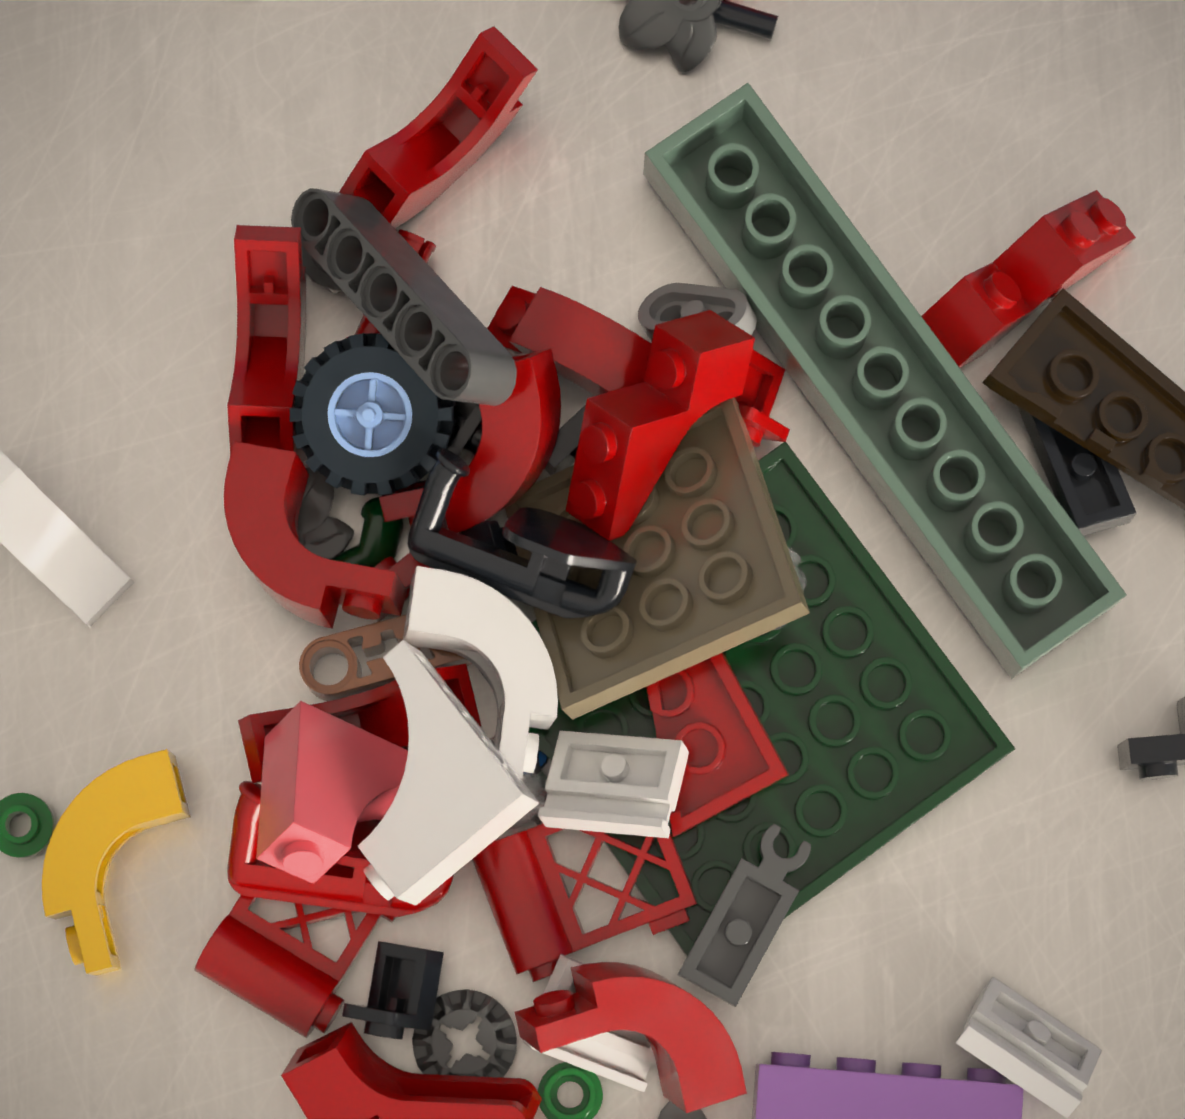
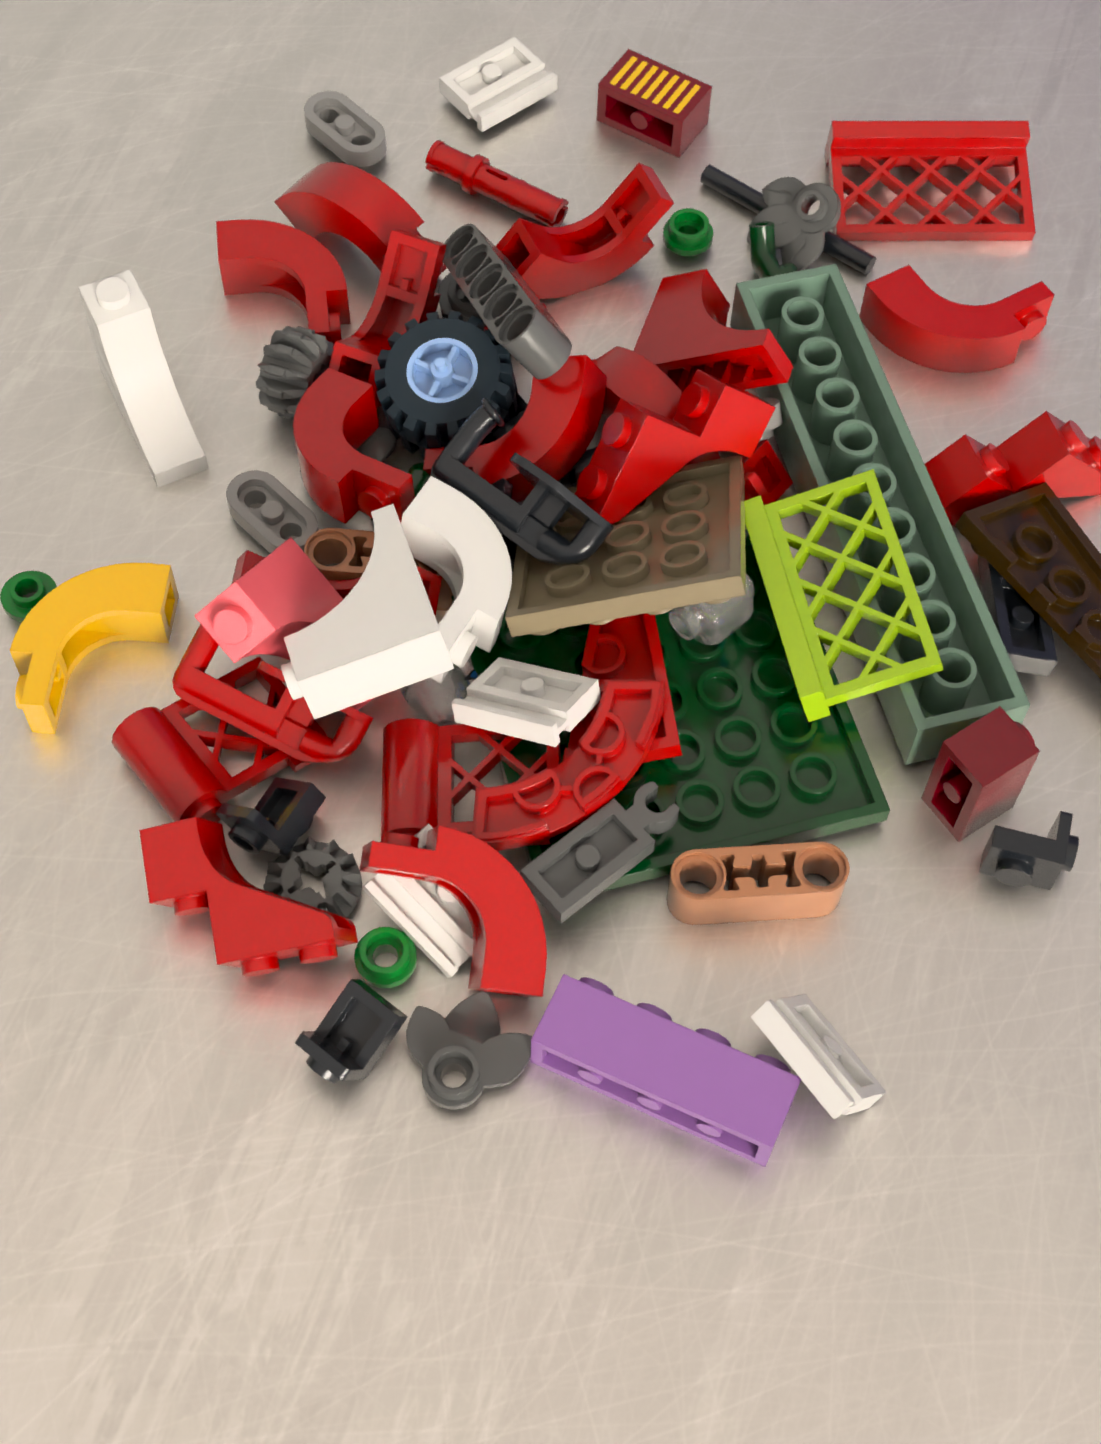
camera: 20 degrees right, 20 degrees down
(92, 54) = (345, 128): none -> light grey plate
(112, 281) = (288, 263): none -> red arch
(163, 194) = (349, 204): none -> red arch
(190, 443) = (290, 367): none -> dark grey gear
(240, 627) = (279, 515): none -> light grey plate
(301, 71) = (480, 177): none -> red pin
(559, 45) = (688, 232): none -> green plate
(612, 244) = (690, 333): none -> red arch
(653, 71) = (764, 251): none -> dark green arm
(704, 848) = (585, 781): none -> red tile
(842, 559) = (797, 619): none -> lime fence
(888, 109) = (948, 334): none -> red arch
(913, 859) = (768, 866): none -> nougat beam
(1098, 683) = (980, 773): none -> dark red brick

